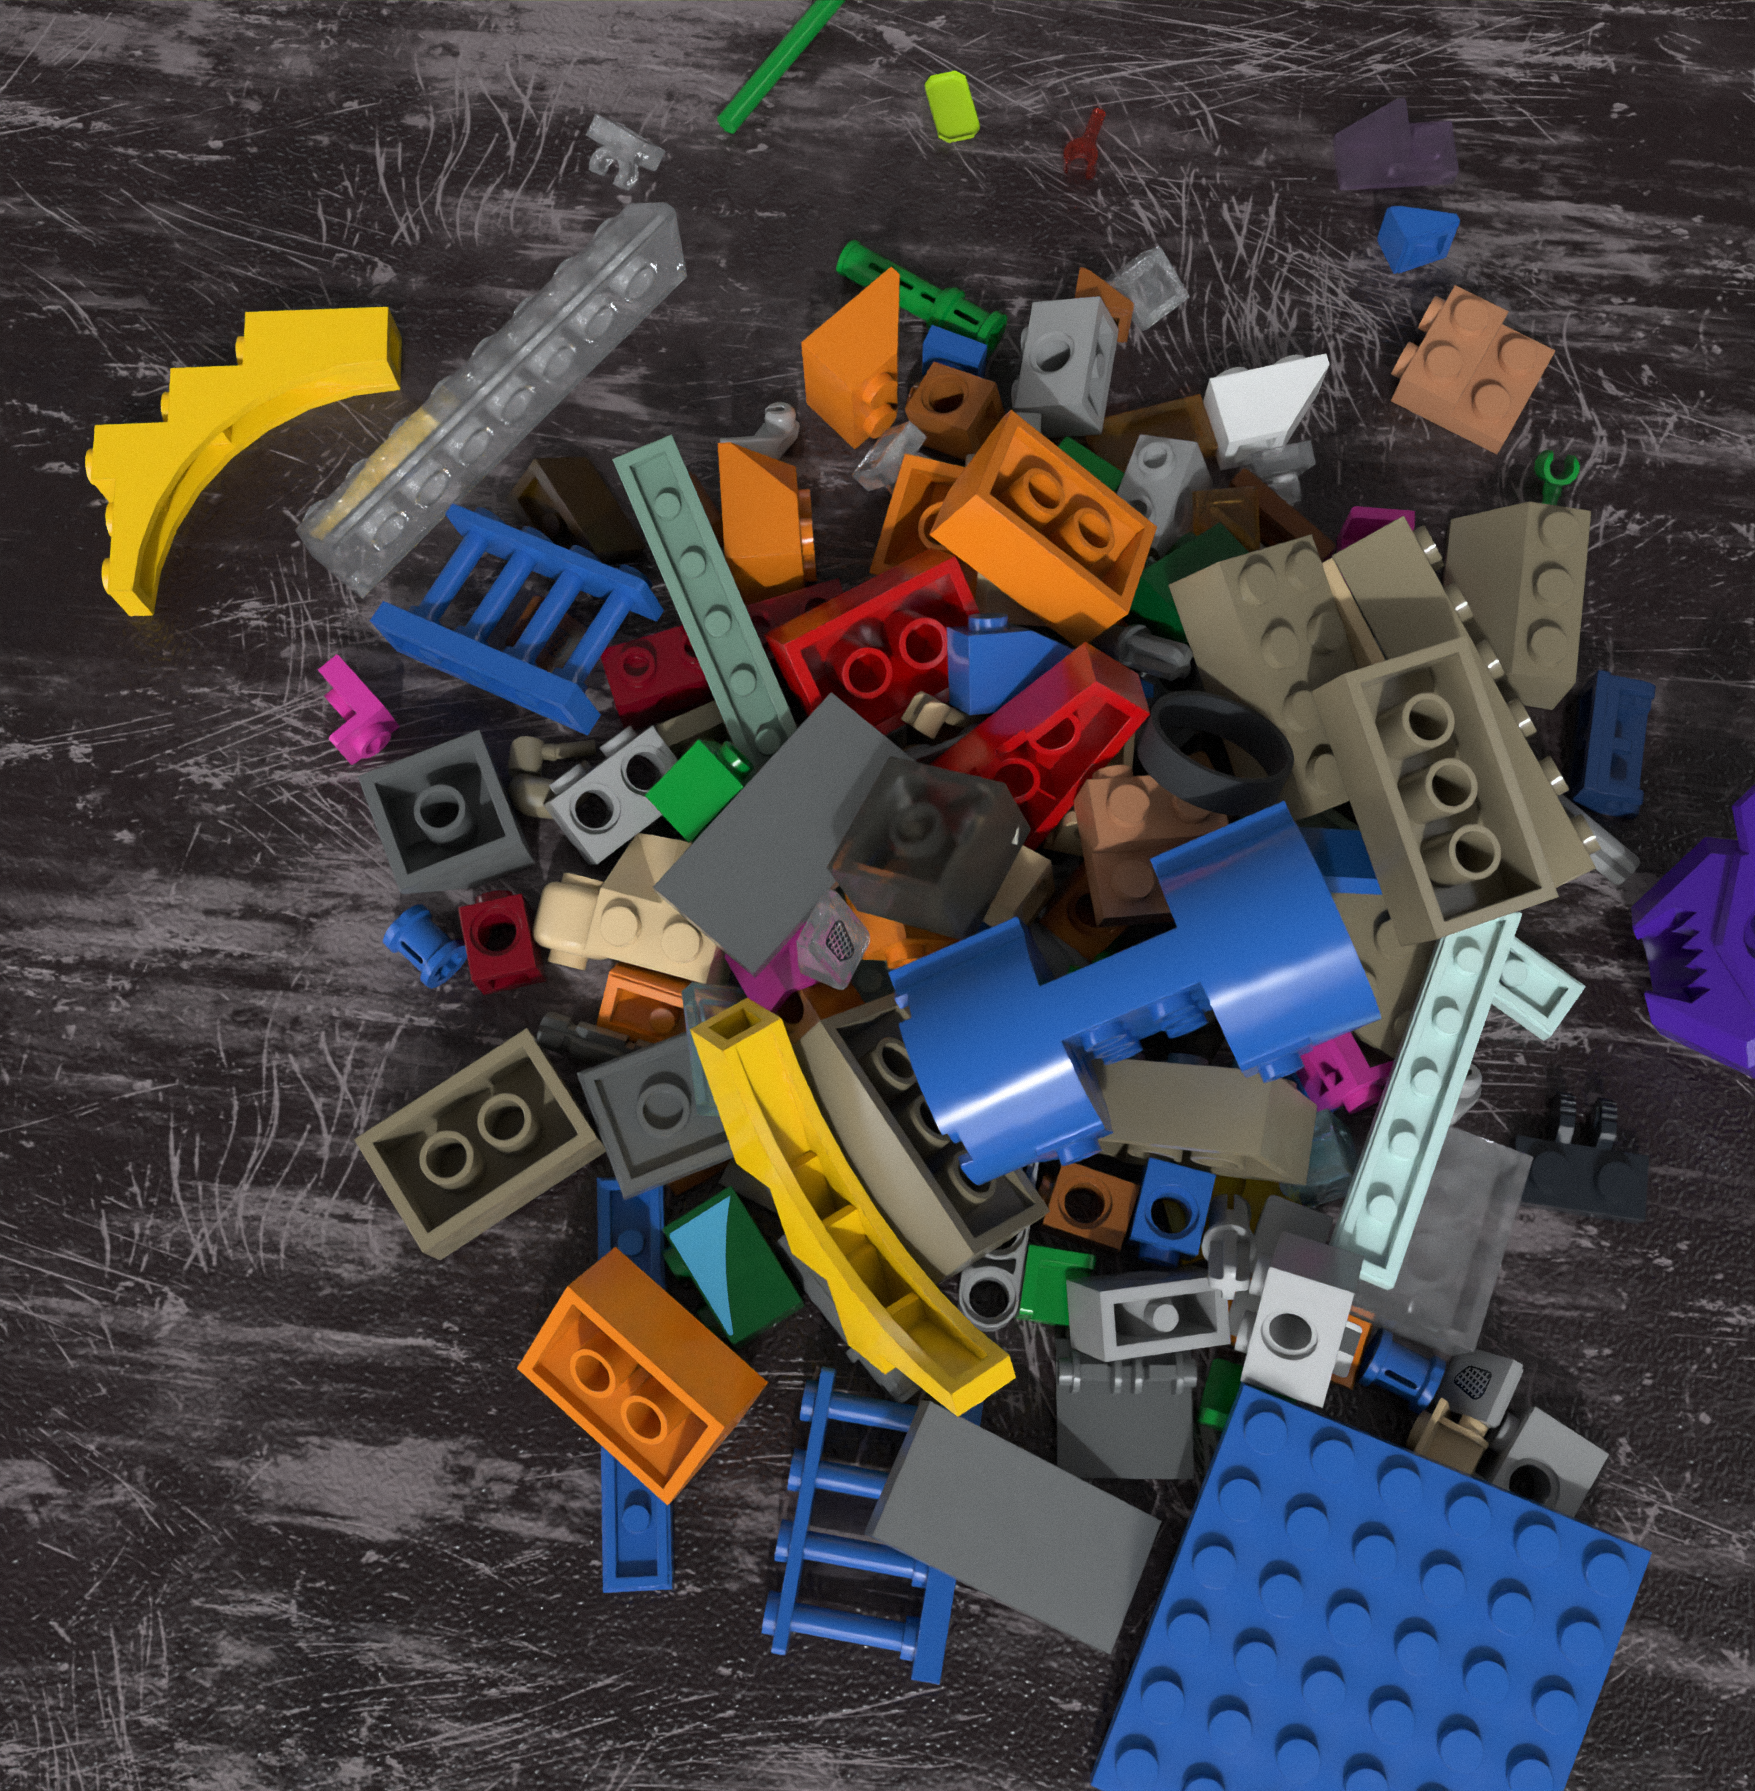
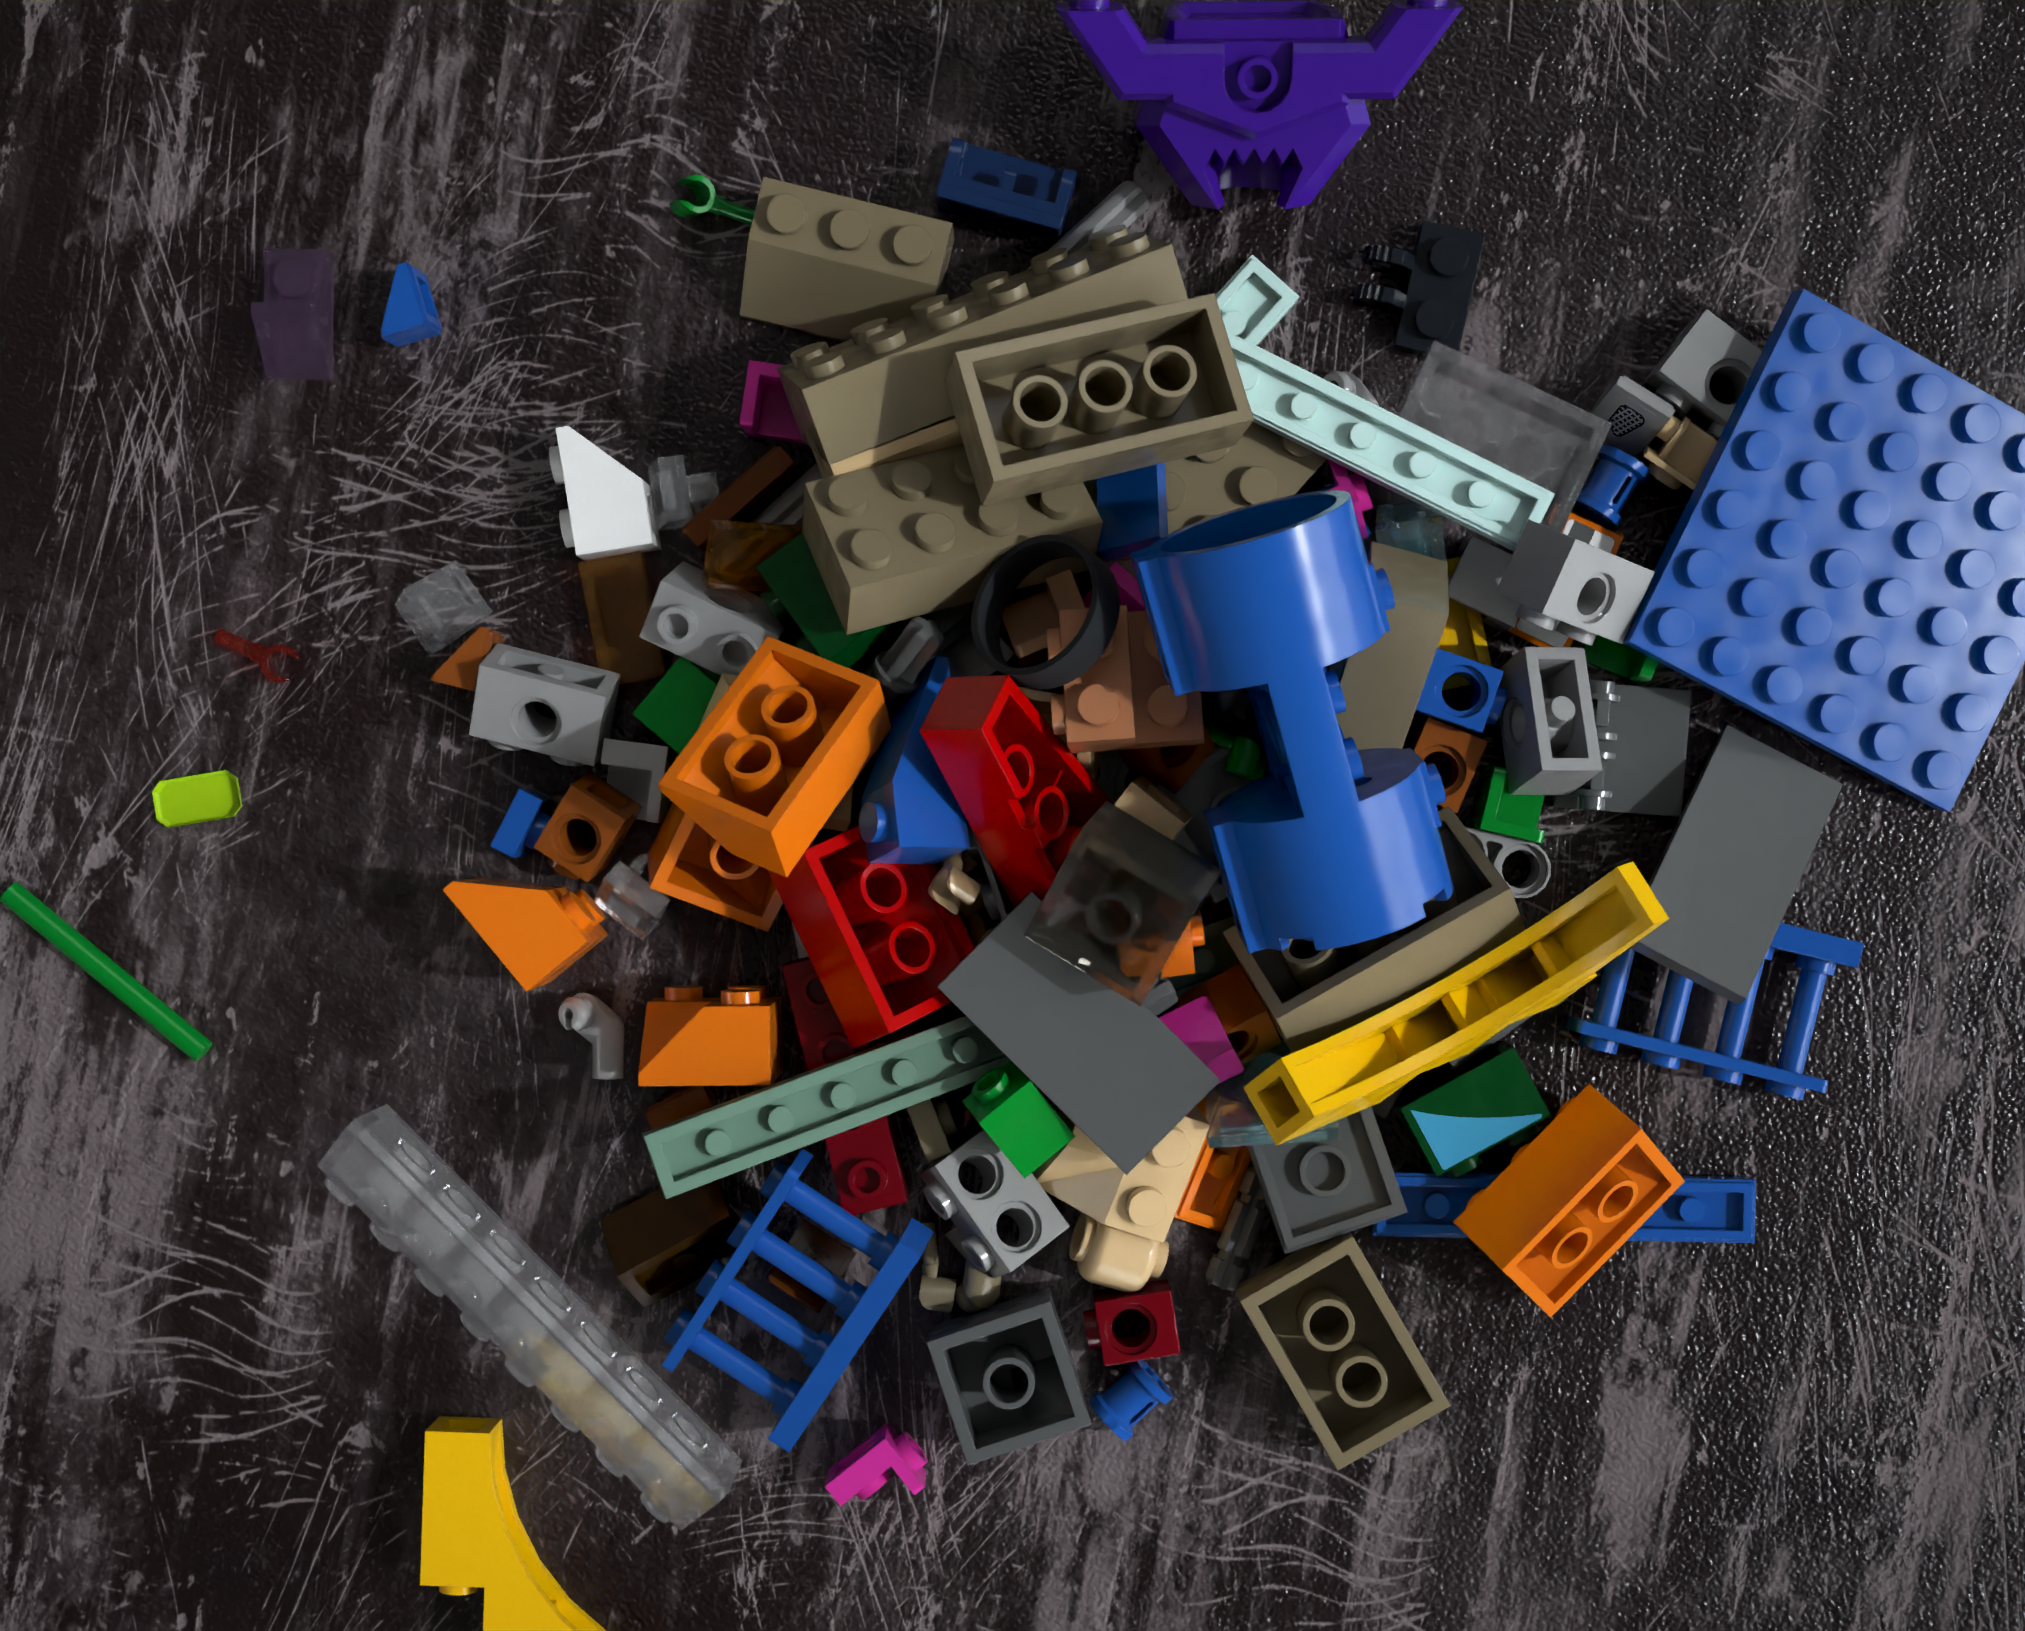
camera: 85 degrees left, 15 degrees up
(625, 147) = (229, 1166): clear tile -> none
(832, 942) = (1190, 999): clear slope -> none
(924, 300) = (469, 830): green pin -> none
(1229, 1246) = (1499, 640): light grey axle -> none
(1469, 369) = (570, 269): nougat plate -> none

